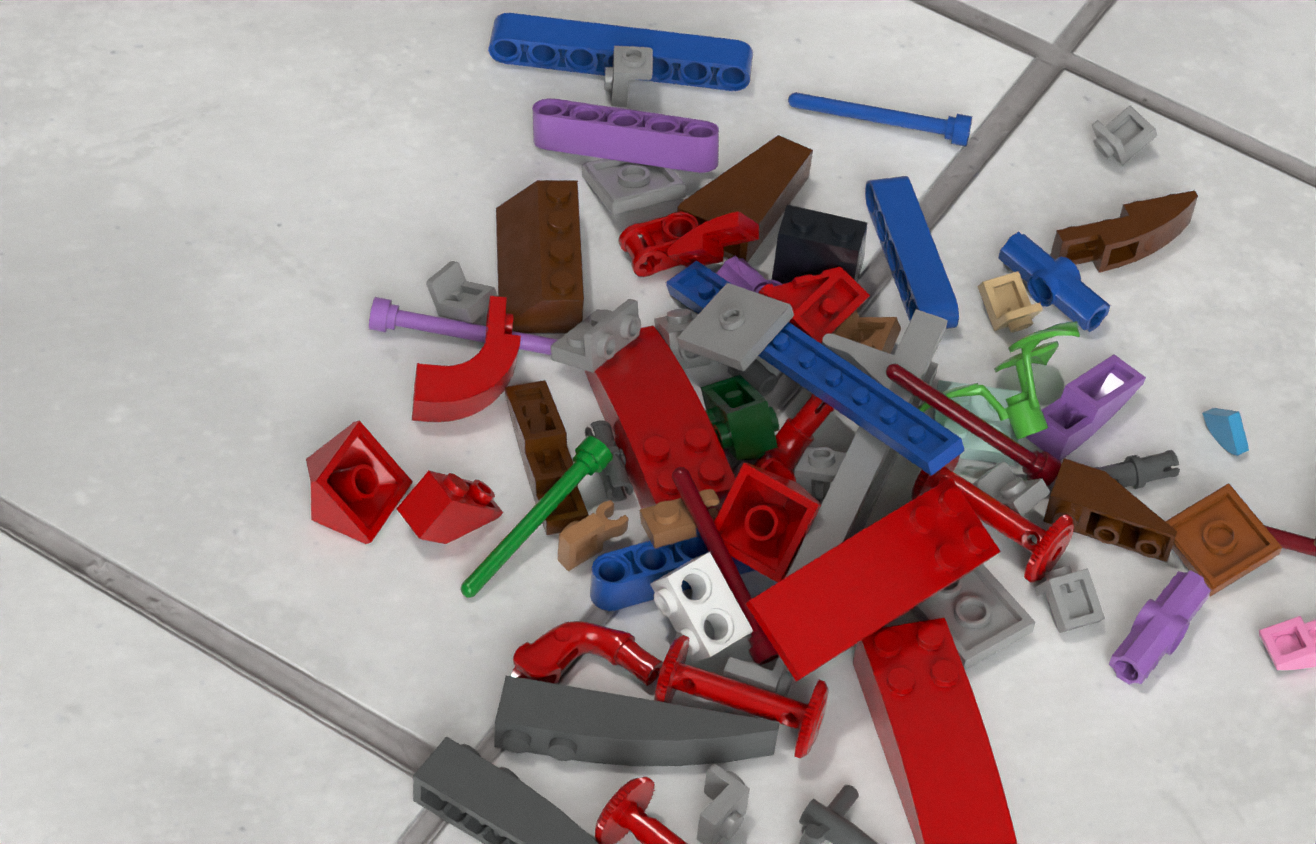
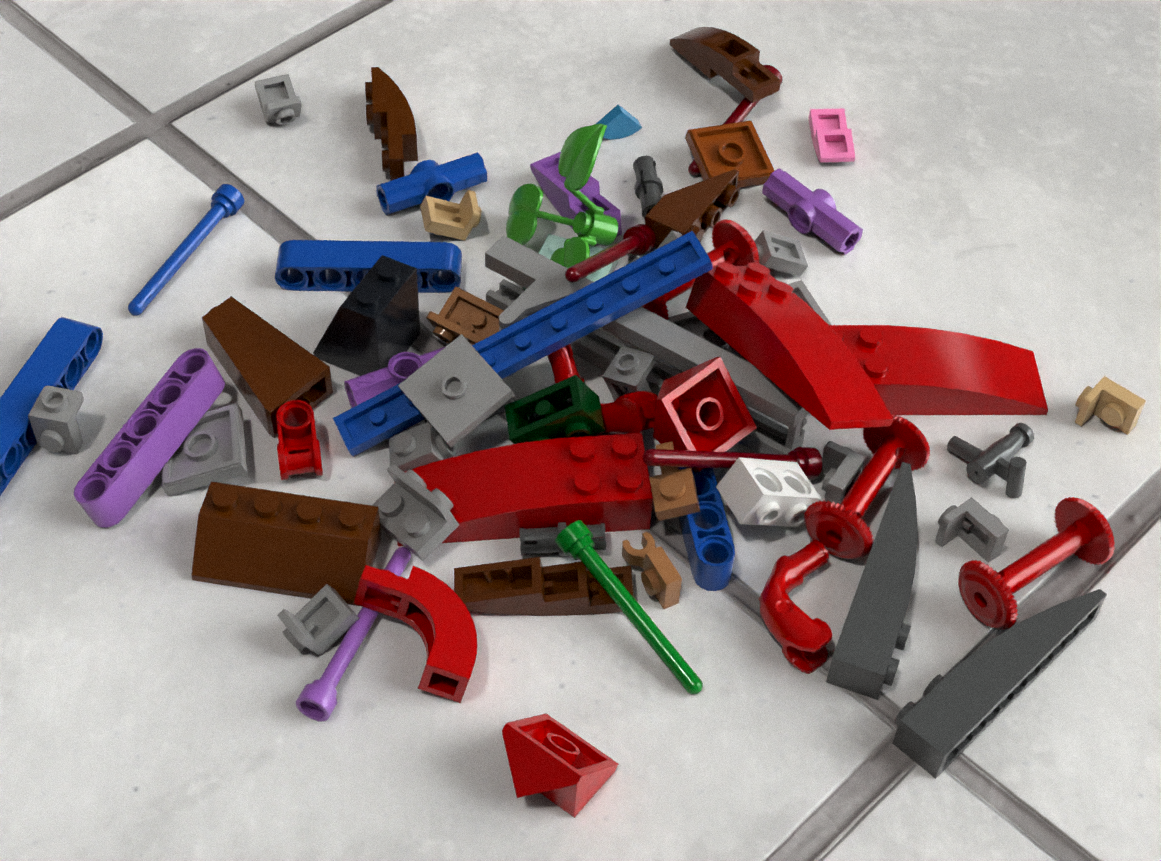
camera: 75 degrees left, 0 degrees up
(448, 507) = (602, 680): red slope -> none
(708, 240) = (326, 403): red slope -> none
(820, 301) = (440, 321): red wing -> none

